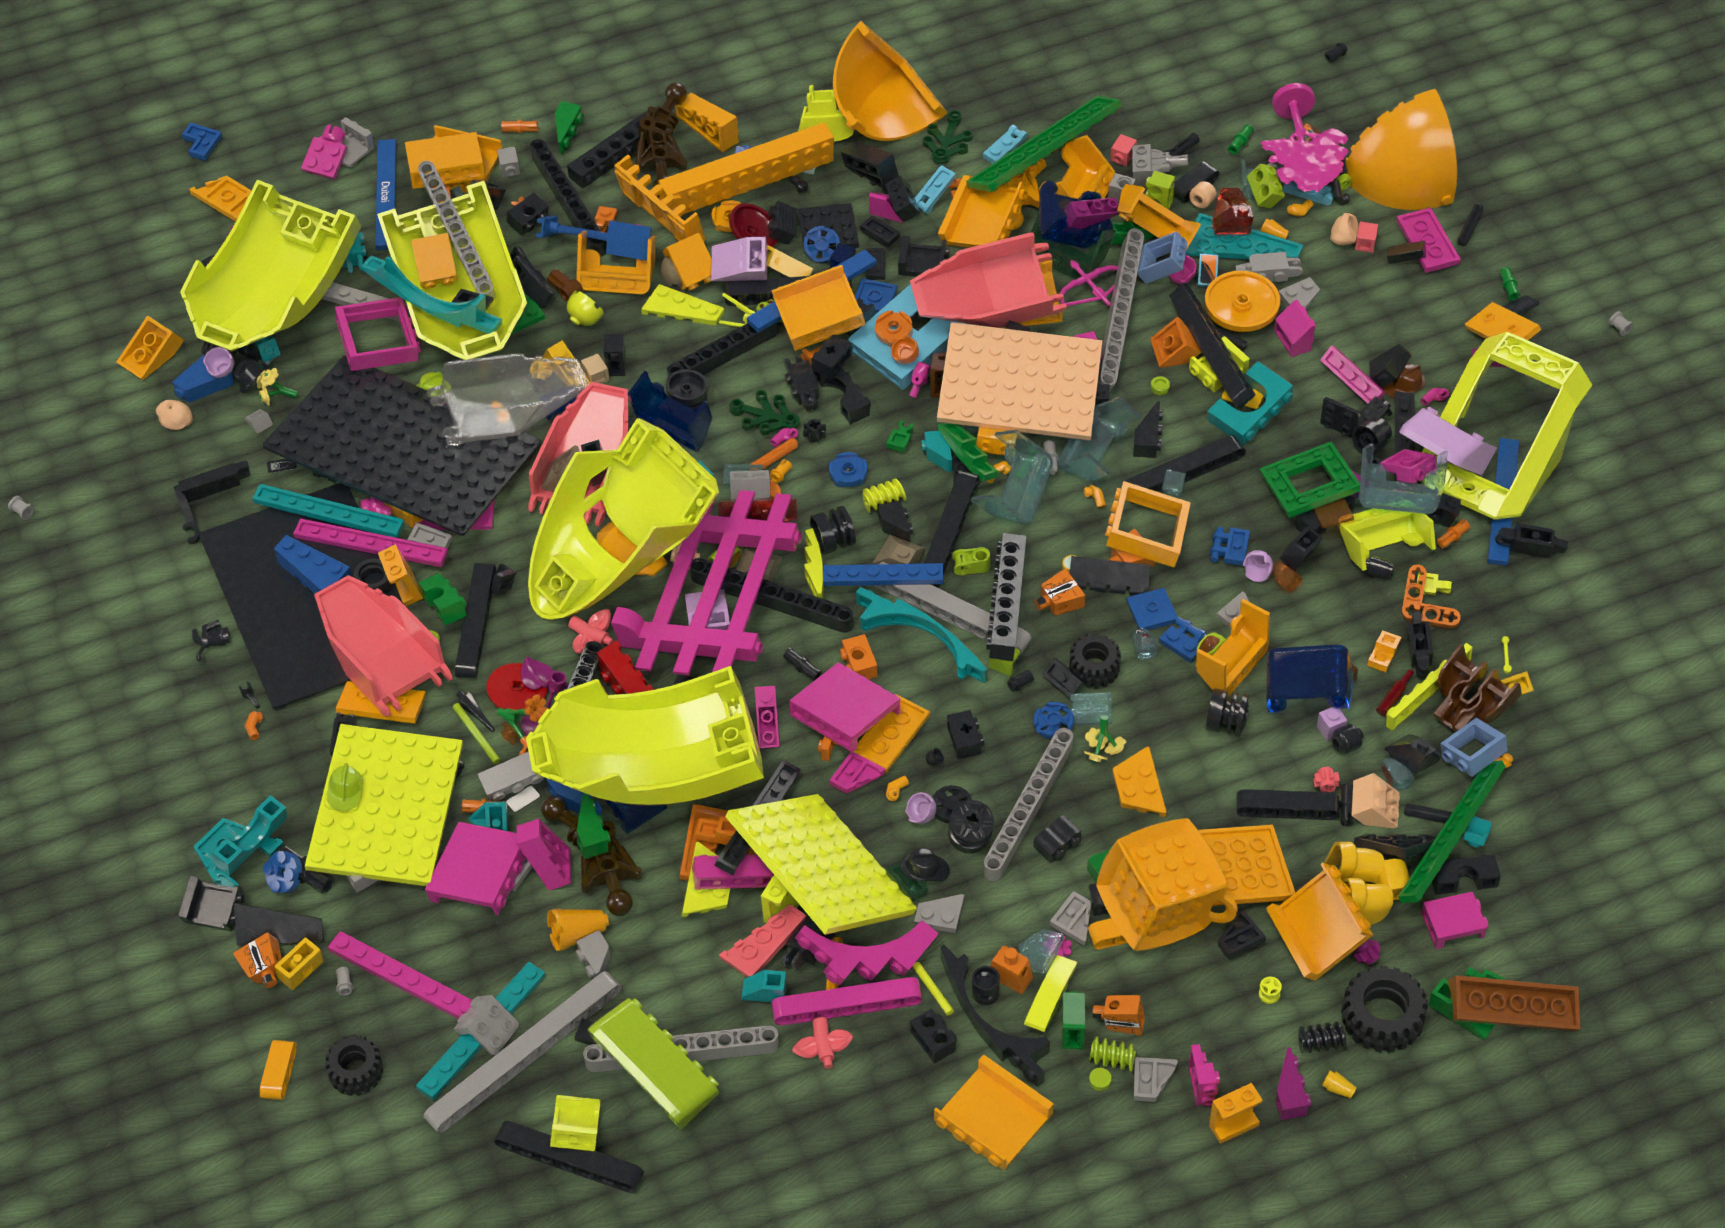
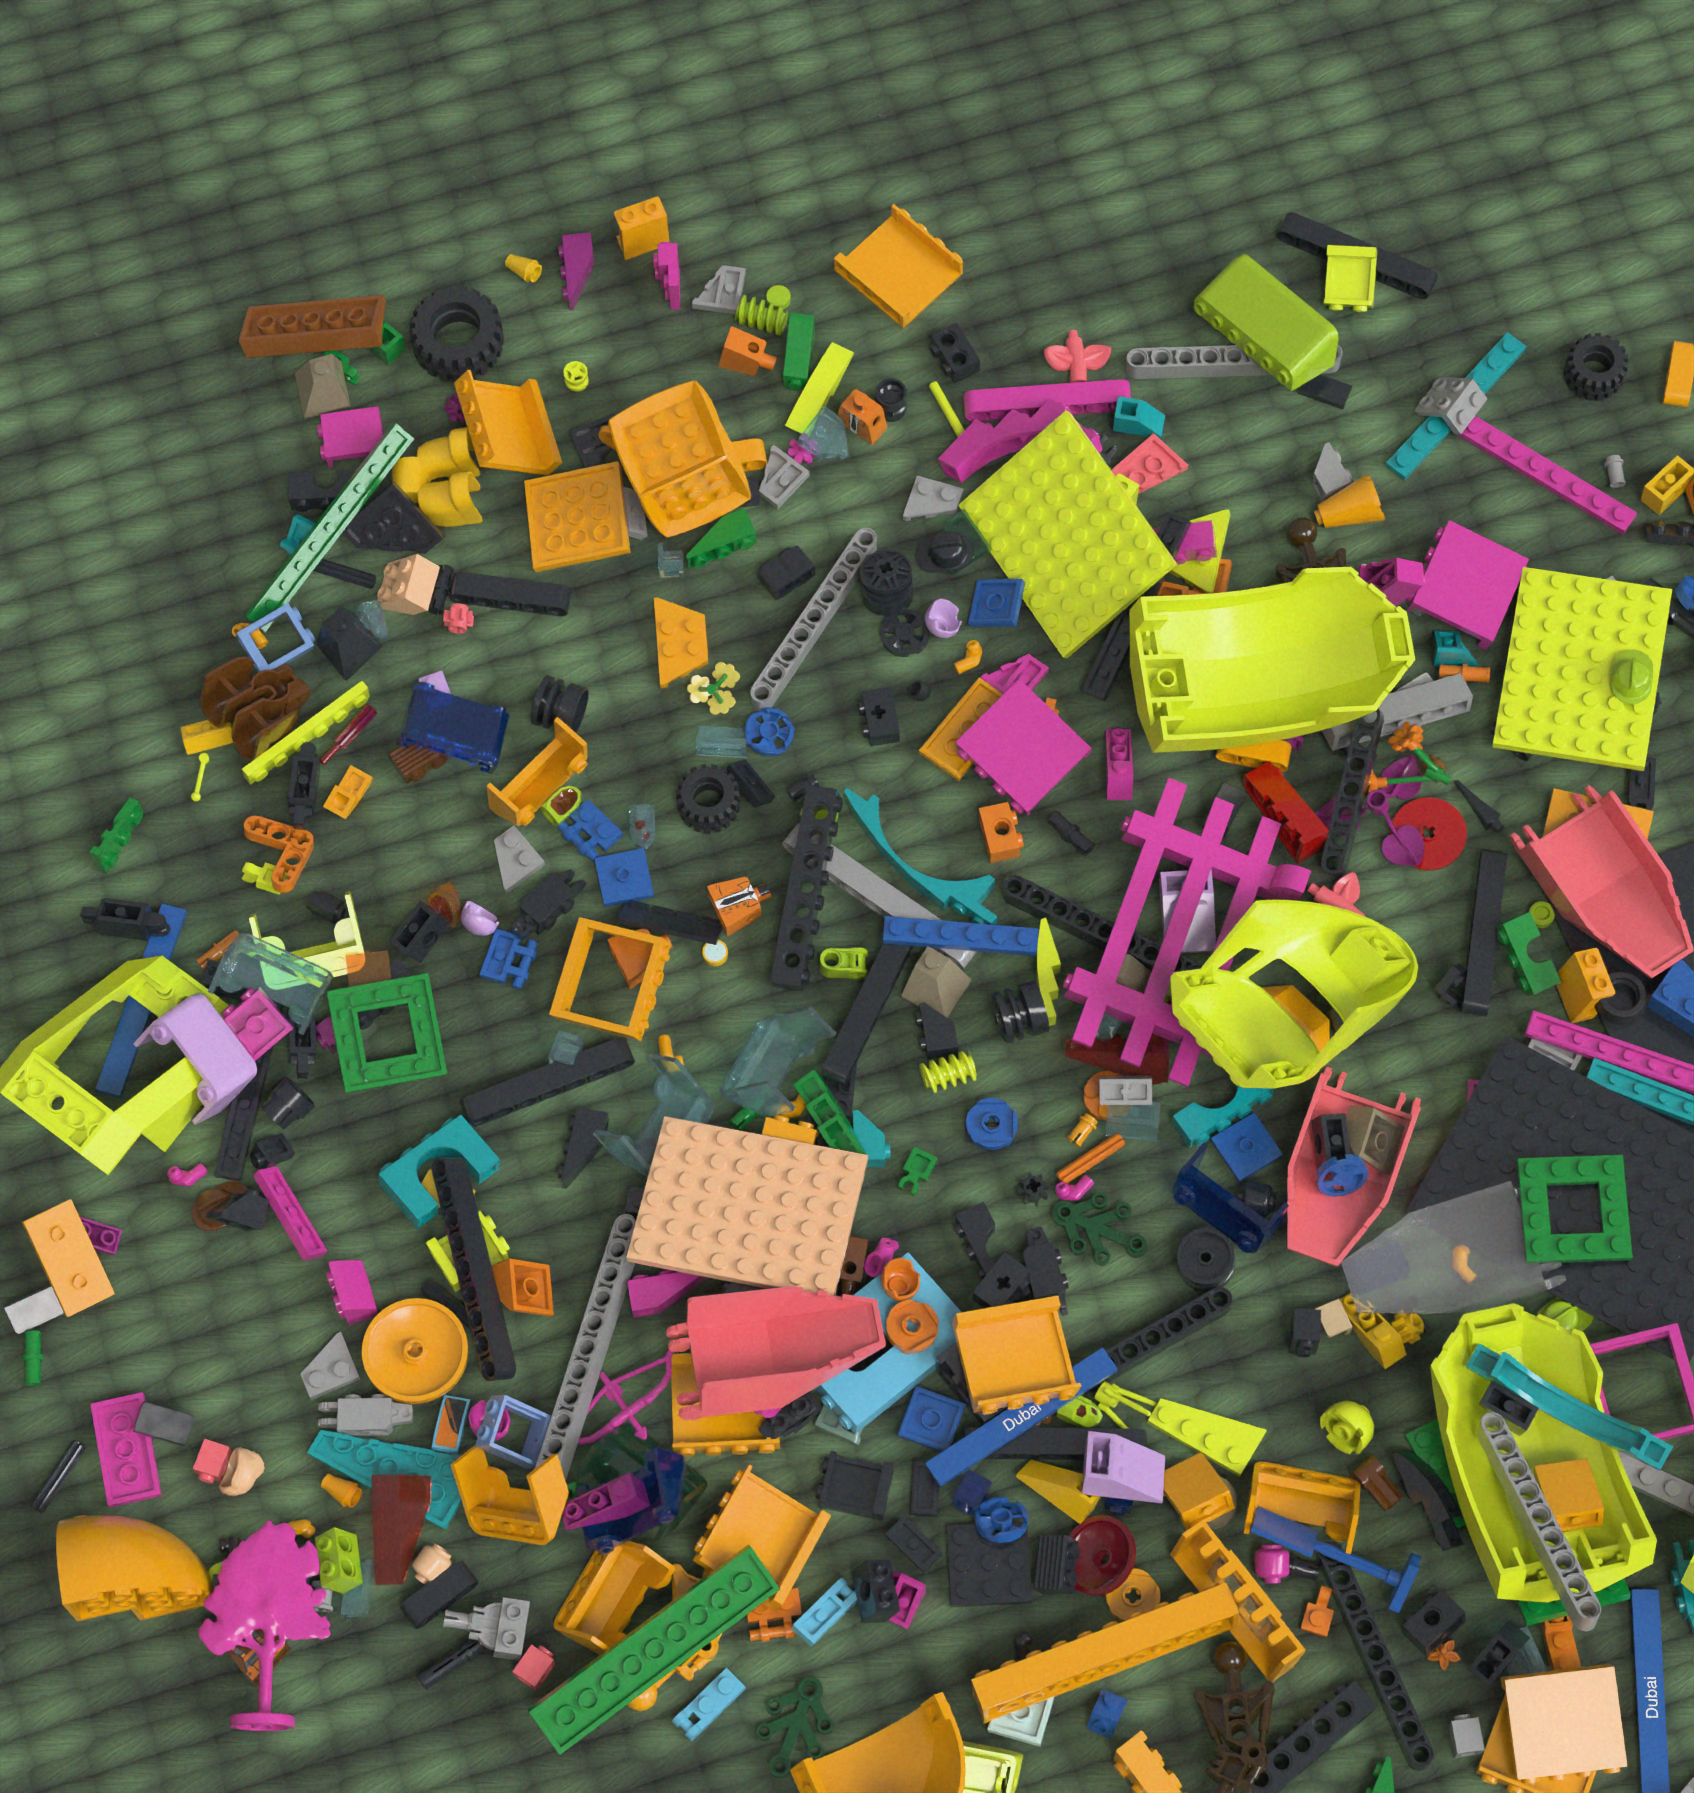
camera: 175 degrees left, 15 degrees up
(389, 415) = (1608, 1174): none -> green plate
(476, 733) = (1476, 776): lime bar -> none
(522, 1052) = (1408, 373): light grey beam -> none
(588, 436) = (1347, 1172): none -> blue piece
(870, 162) = (914, 1667): black wedge -> none
(876, 827) = (996, 603): none -> blue plate
(1019, 1050) = (862, 329): black slope -> none
(1049, 447) = (720, 1110): light grey axle -> none
(1117, 185) = (556, 1598): light grey brick -> none
(1160, 385) = (553, 1230): lime tile -> none
(1161, 188) = (495, 1562): lime brick -> none
(1208, 580) = (546, 903): none -> black hinge
(1240, 139) = (354, 1676): green pin -> none
(1321, 1036) = (531, 314): black piece -> none
(1340, 417) = (321, 1143): black bracket -> none
(1347, 738) = (420, 665): black head -> none
(1492, 958) = (322, 386): none -> dark tan slope
(1556, 600) = (107, 853): none -> green wing

